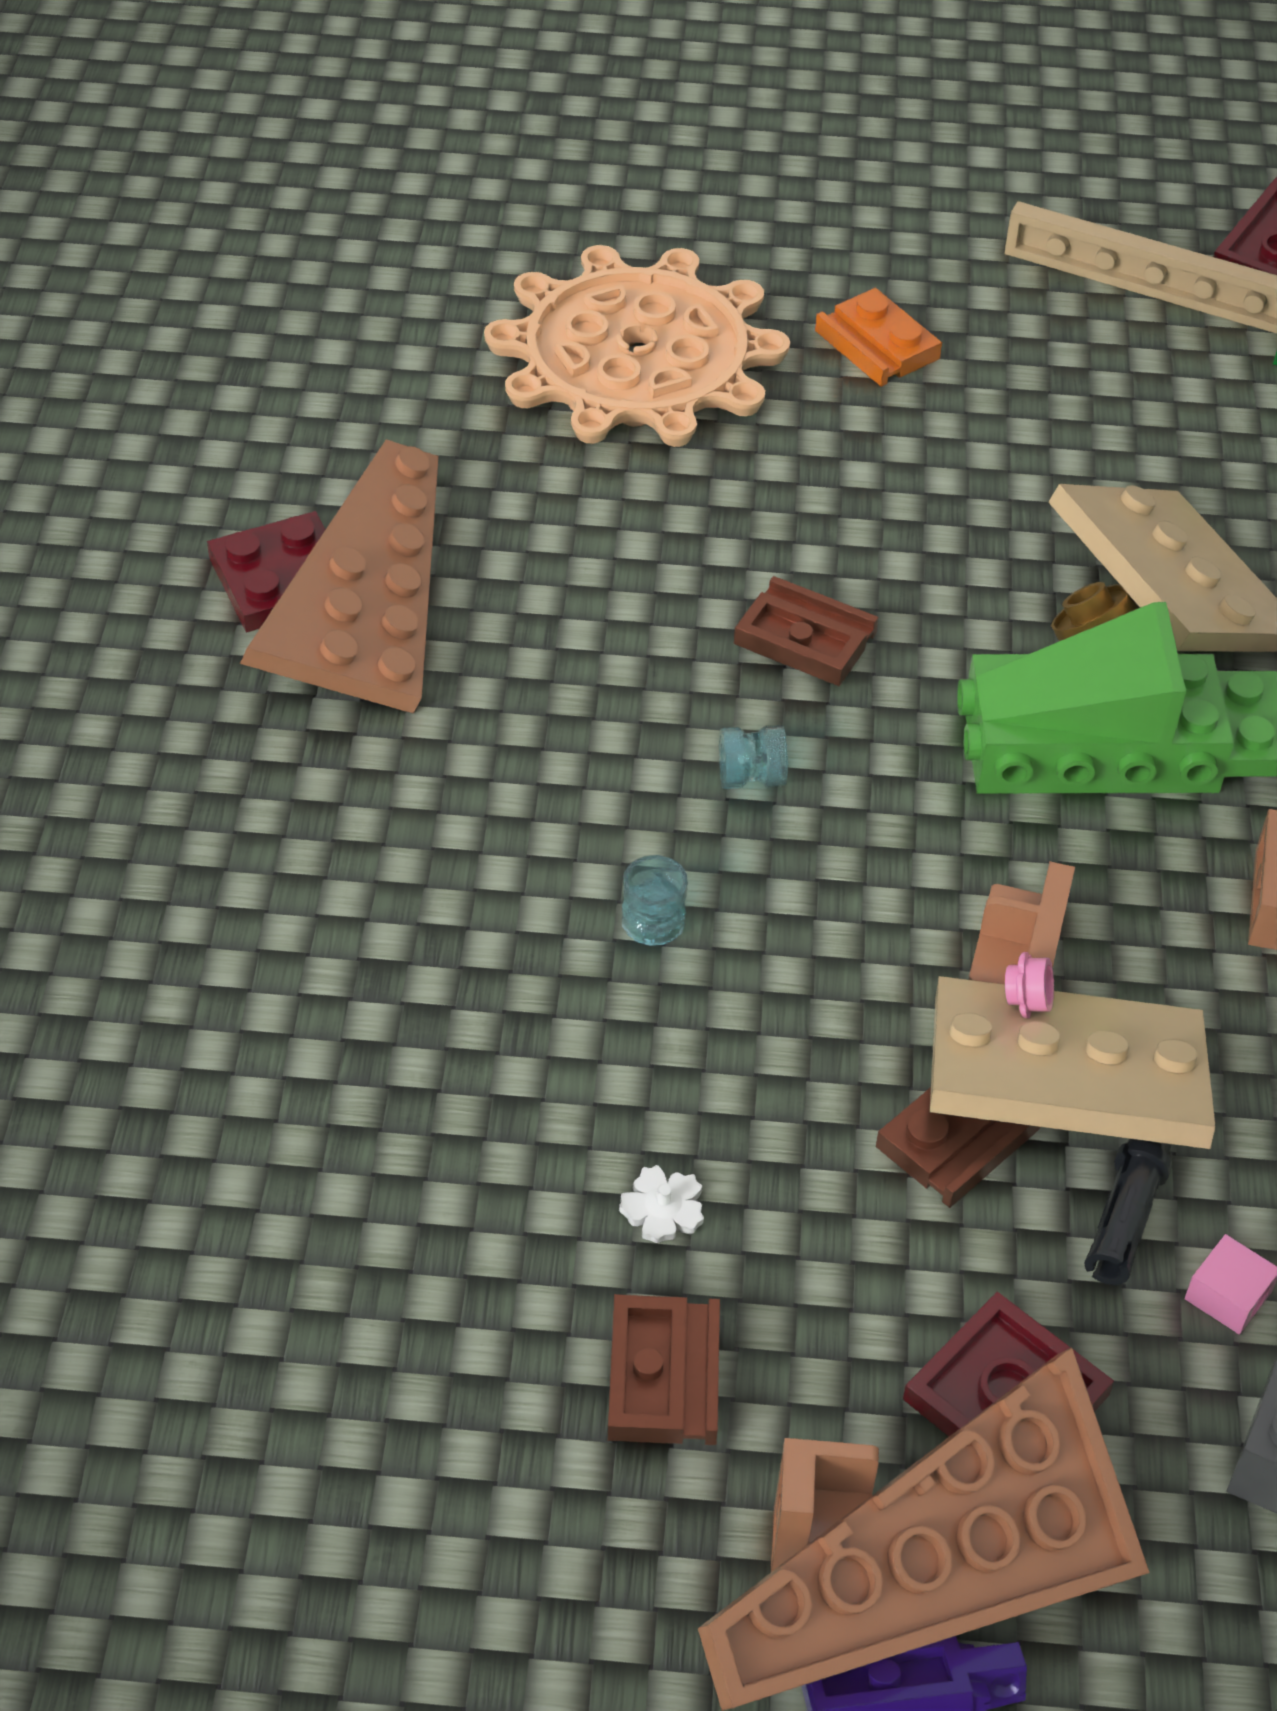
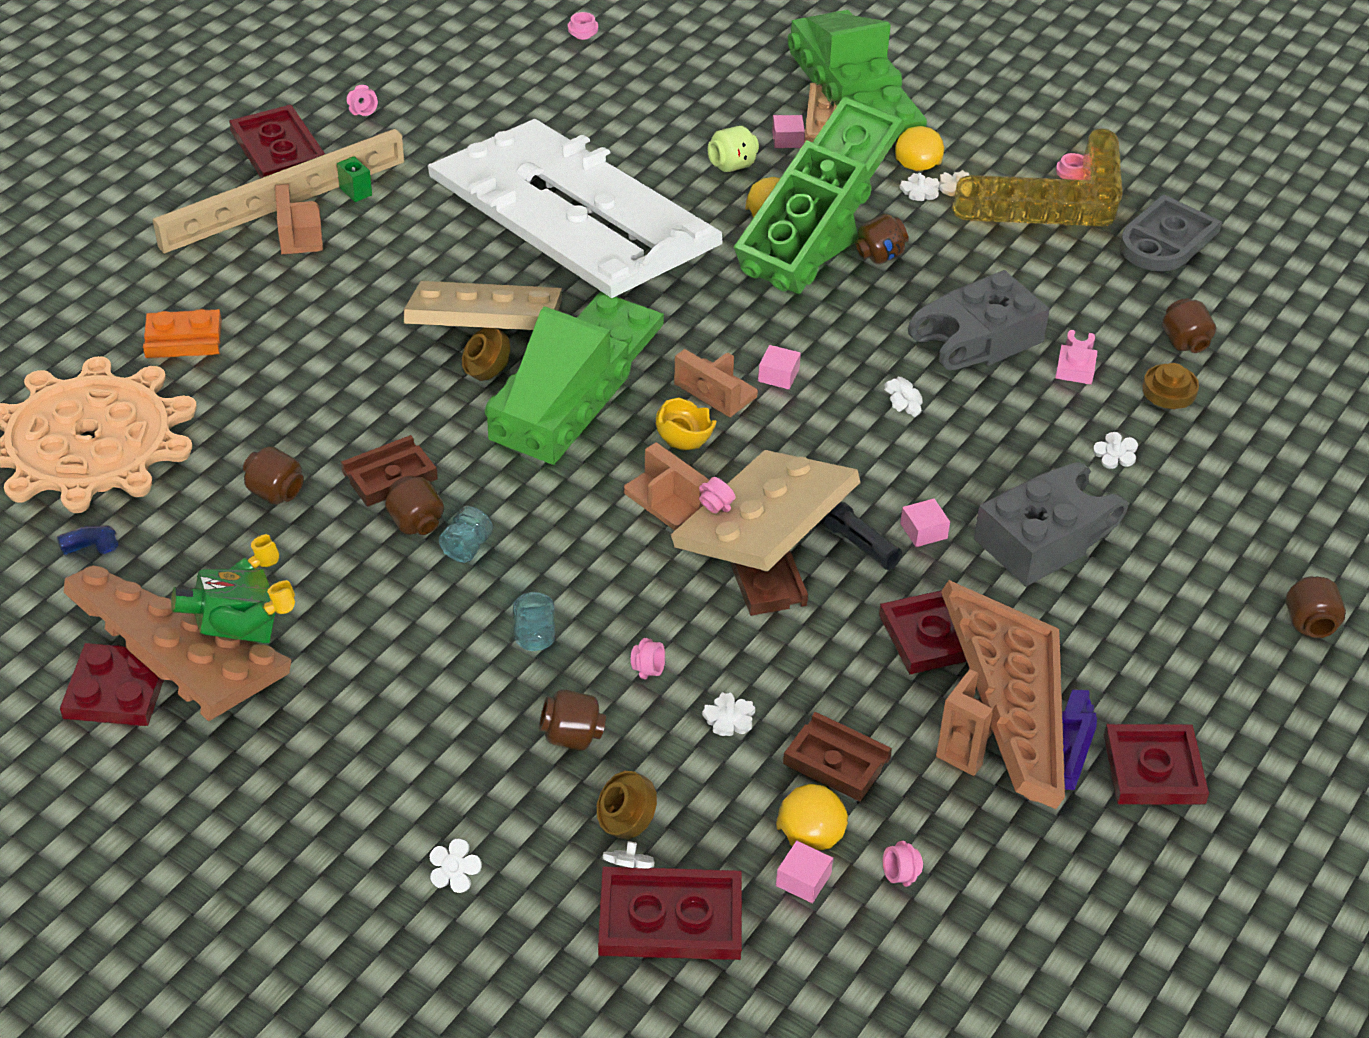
camera: 60 degrees left, 5 degrees down
(197, 1018) = (454, 866): none -> white plant
(256, 1291) = (670, 913): none -> dark red plate
(317, 1199) = (629, 858): none -> white plant
(399, 1151) = (626, 804): none -> pearl gold plate
(426, 1422) = (804, 871): none -> bright pink piece
(449, 592) = (237, 599): none -> green torso
(481, 429) = (86, 536): none -> clear blue arm
(509, 1021) = (571, 719): none -> reddish brown head
(516, 1545) = (902, 863): none -> bright pink plate
(530, 1389) = (812, 817): none -> yellow hair
(687, 1058) = (648, 658): none -> bright pink plate
(697, 528) = (273, 475): none -> reddish brown head
(760, 682) = (414, 505): none -> reddish brown head
(1159, 887) = (684, 424): none -> yellow hair
(1162, 327) = (297, 223): none -> nougat panel

